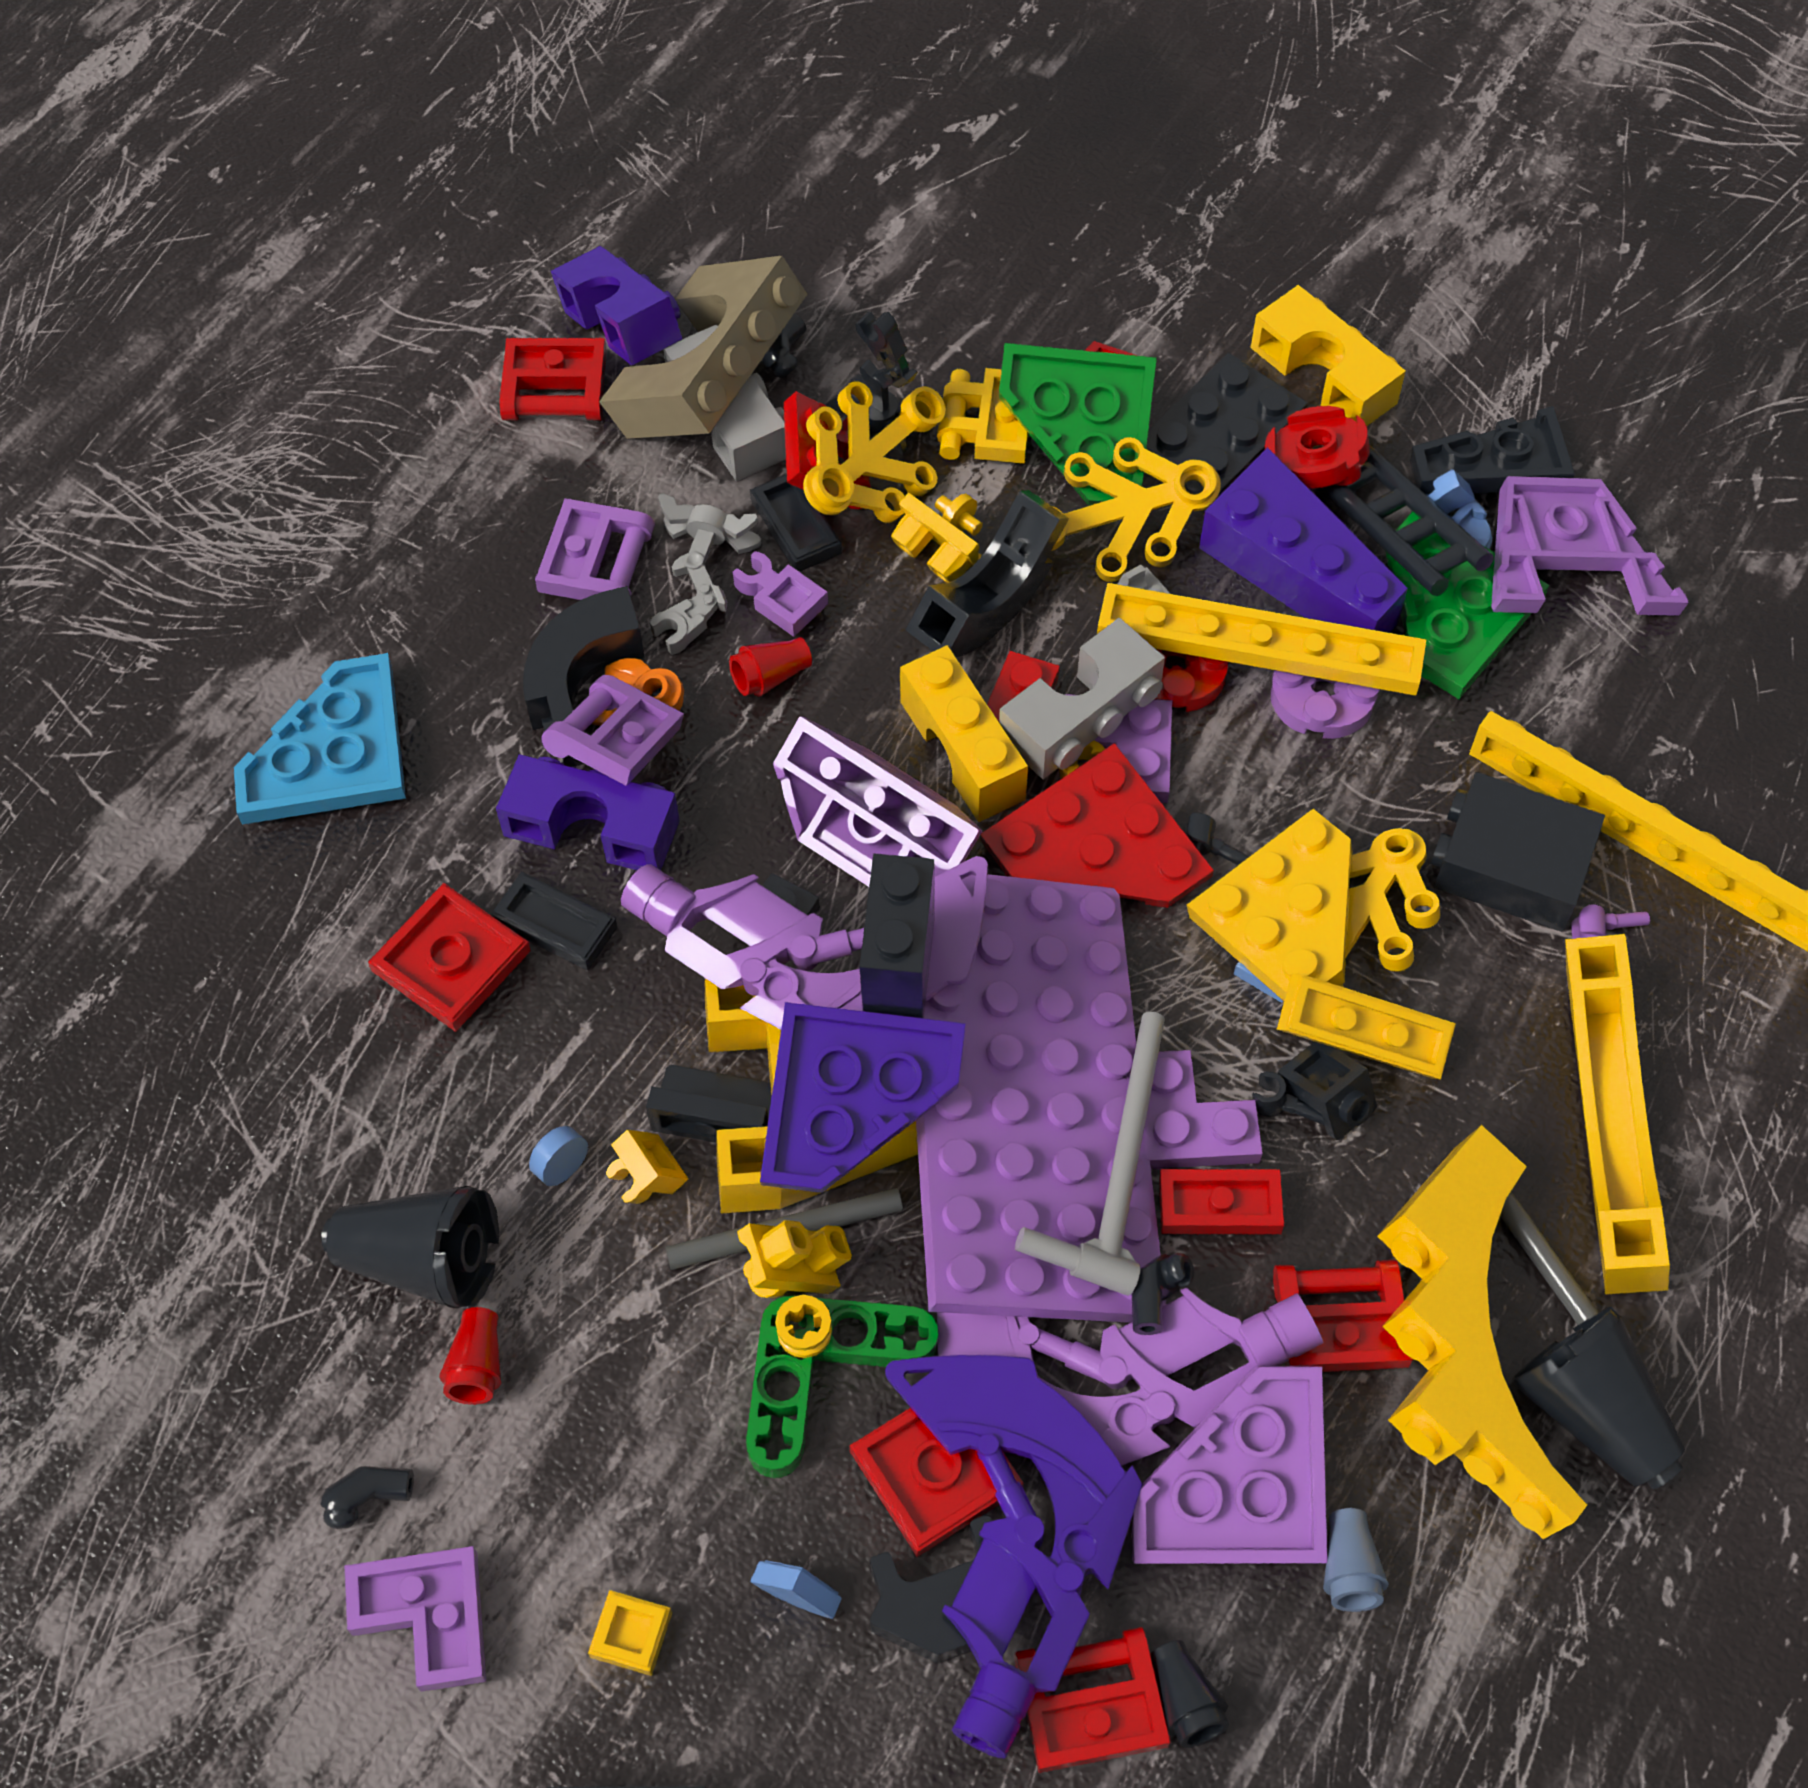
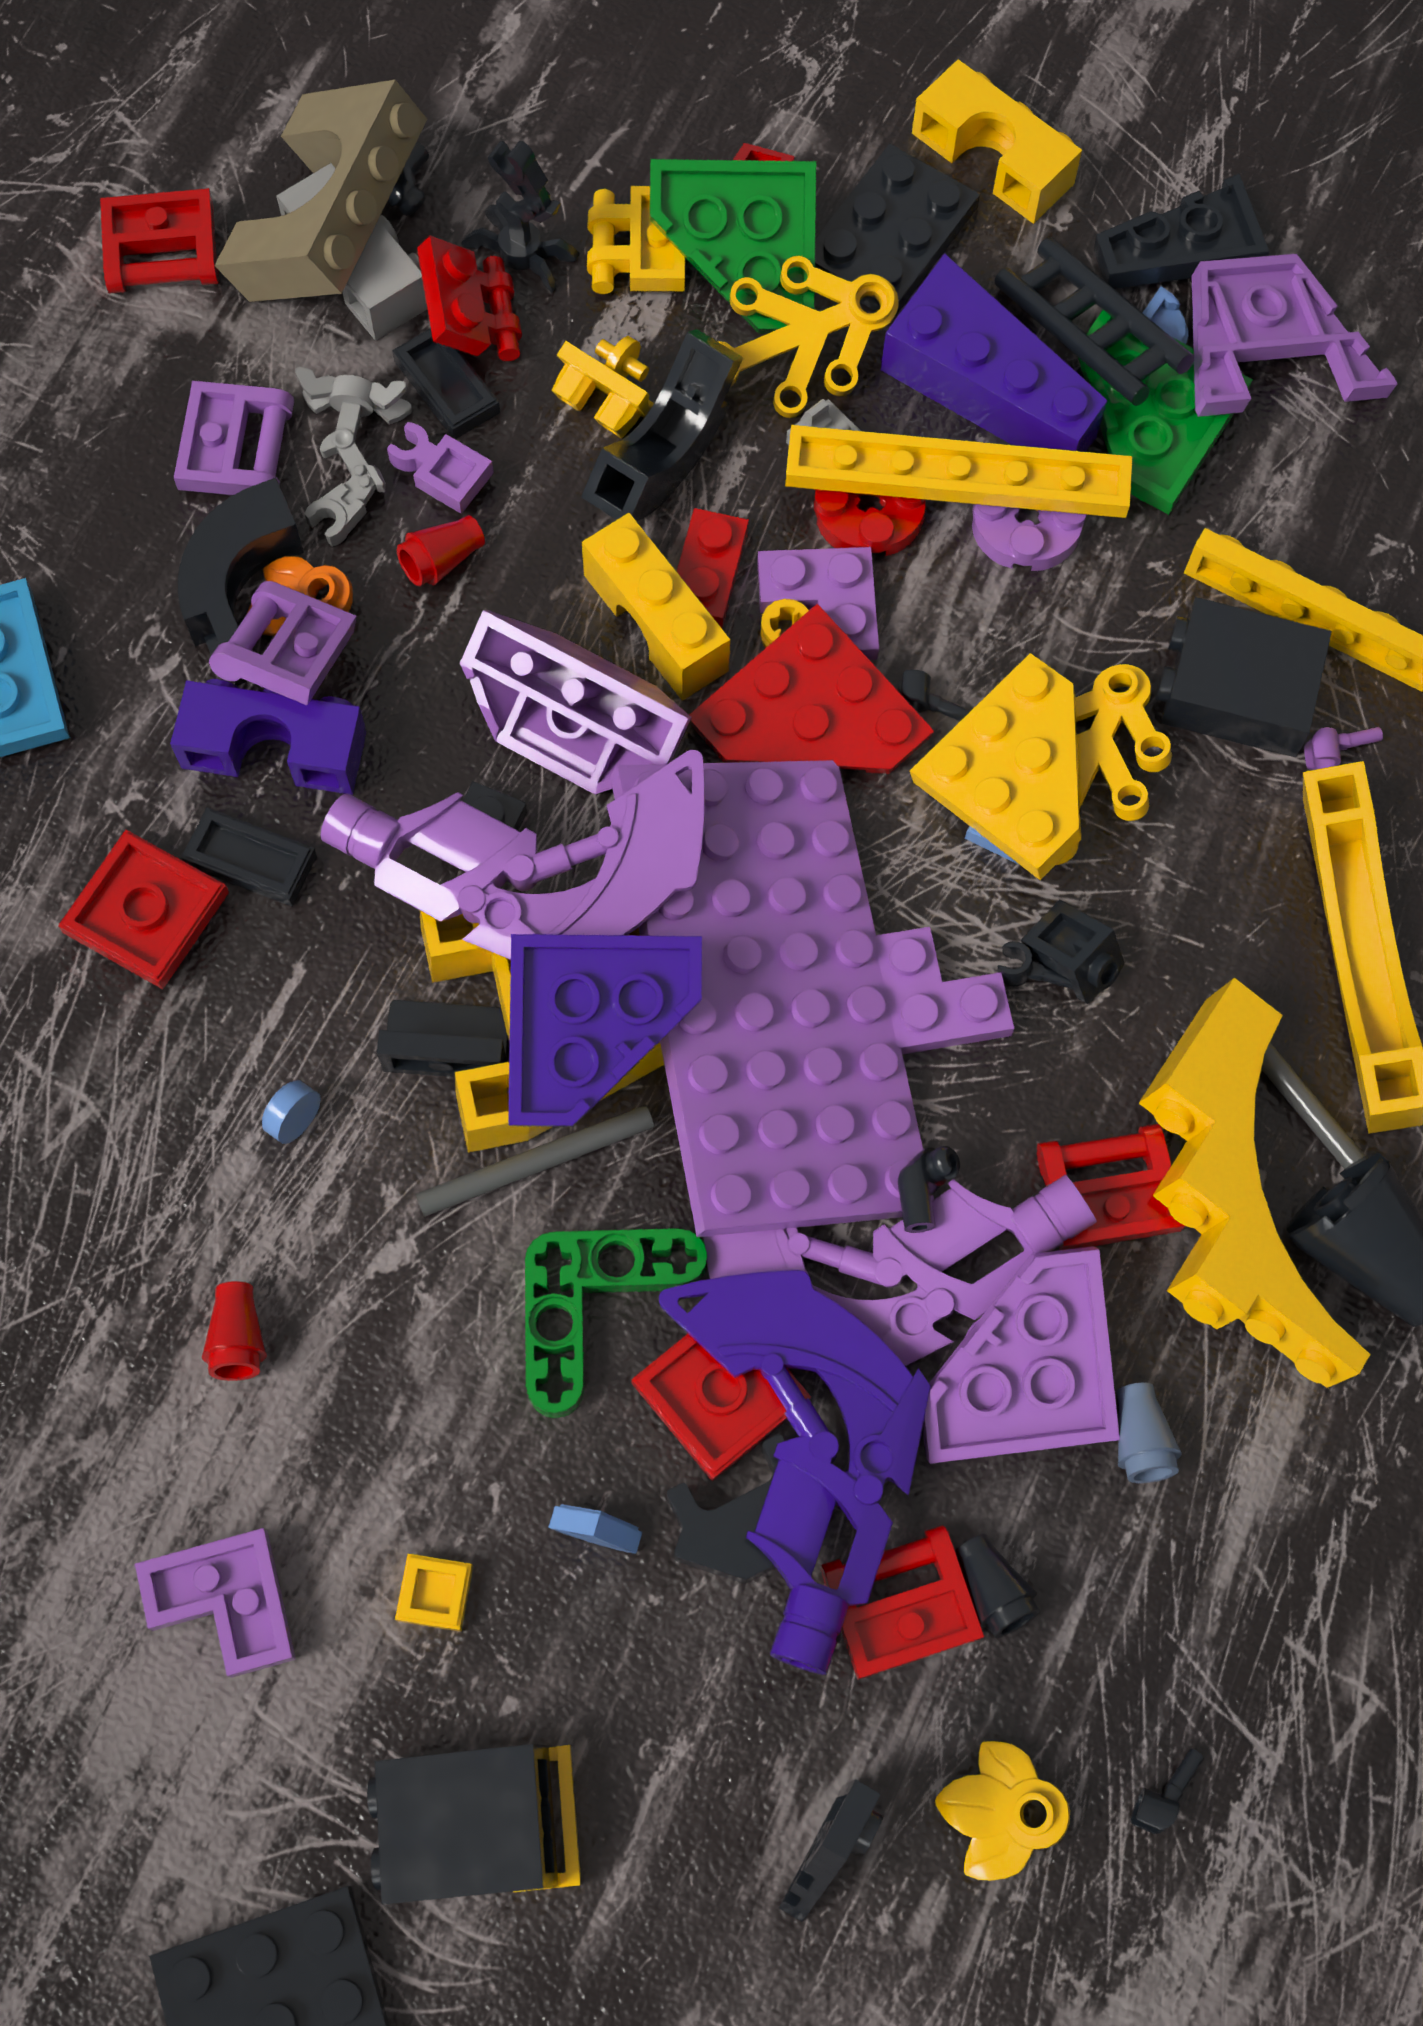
camera: 10 degrees left, 10 degrees up
(360, 1486) = (136, 1479): black arm -> none
(419, 1243) = (159, 1223): black cone -> none
(631, 310) = (237, 157): dark purple arch -> none
(649, 1164) = (385, 1109): yellow tile -> none
(793, 1258) = (550, 1194): yellow hips -> none
(794, 1310) = (558, 1248): yellow bush -> none
(898, 935) = (622, 854): black brick -> none
(918, 413) = (515, 300): yellow plant -> none
(1056, 727) = (751, 592): light grey arch -> none
(1104, 1259) = (867, 1162): light grey bar -> none
(1221, 1201) = (977, 1083): red plate -> none
(1343, 448) = (1024, 241): red plate -> none
(1366, 1026) = (1107, 884): yellow tile -> none
(1451, 492) = (1141, 284): medium blue tile -> none

